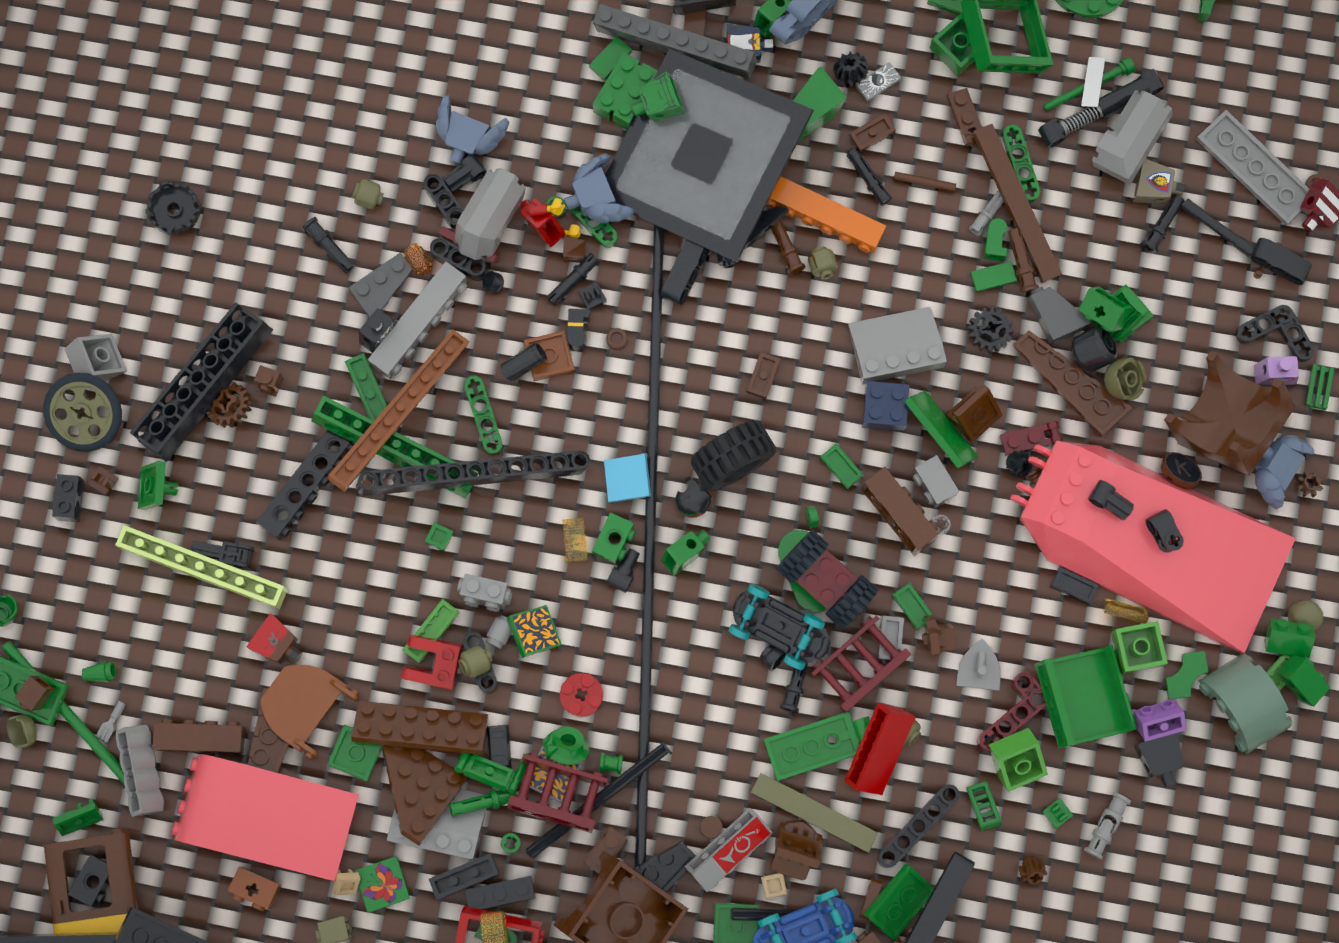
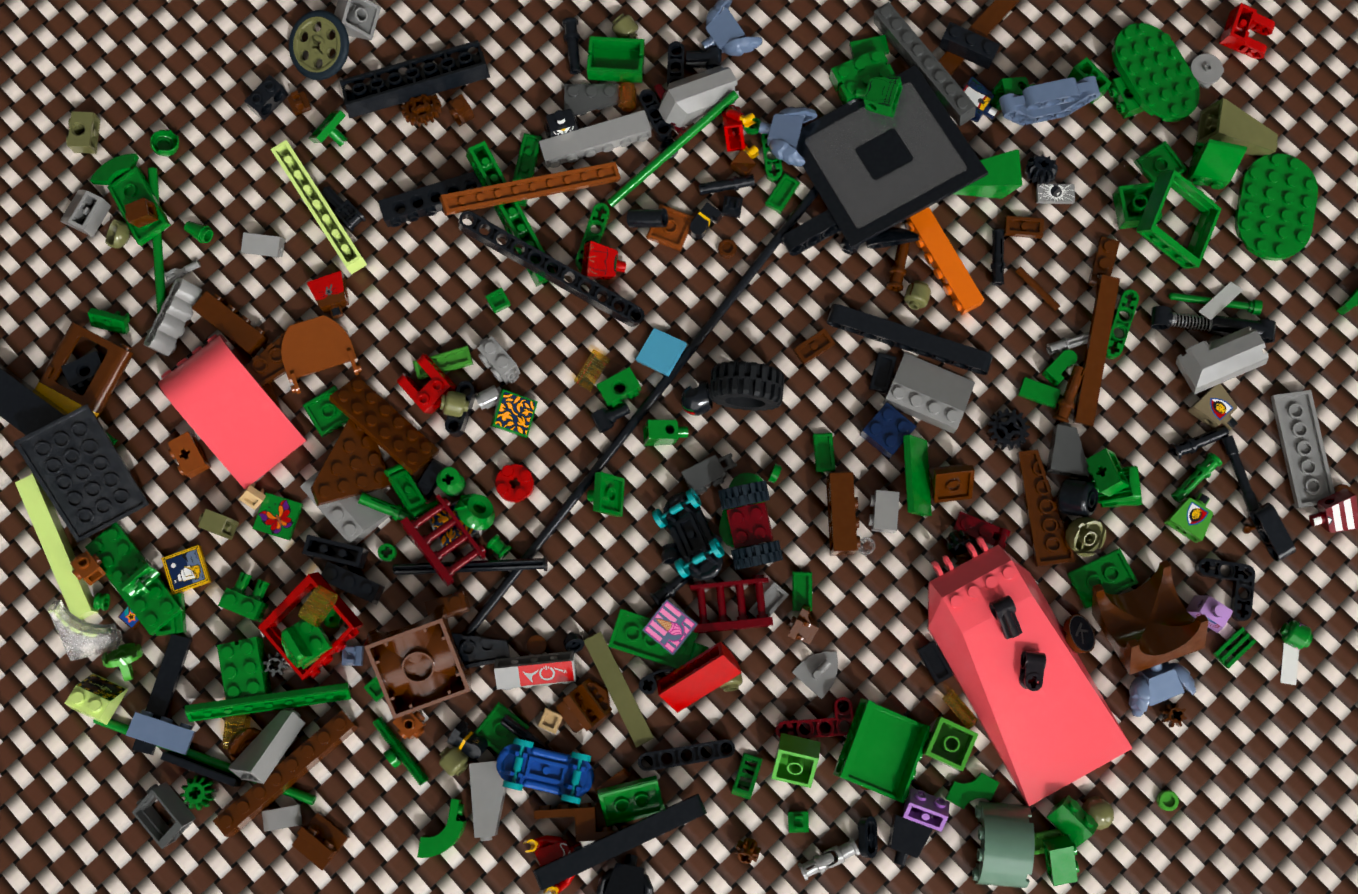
camera: 40 degrees right, 0 degrees up
(173, 642) = (262, 245): none -> light grey hinge
(382, 231) = (616, 59): none -> green piece
(500, 280) = (673, 148): none -> green piece
(510, 433) = (601, 261): none -> red torso
(526, 727) = (450, 482): none -> green piece
(630, 251) = (782, 193): none -> green tile
(676, 644) = (607, 494): none -> green tile
(743, 800) = (573, 642): none -> black tile
(752, 560) = (707, 473): none -> dark grey brick
(821, 722) = (670, 627): none -> tile
(836, 781) = (650, 678): none -> black panel
(841, 356) = (882, 373): none -> black tile
(843, 308) = (909, 339): none -> black beam
(1126, 781) = (867, 837): none -> black plate
(1165, 396) = (1109, 570): none -> green tile
(1183, 248) = (1203, 472): none -> green pin
(1204, 297) = (1191, 518): none -> bright green torso

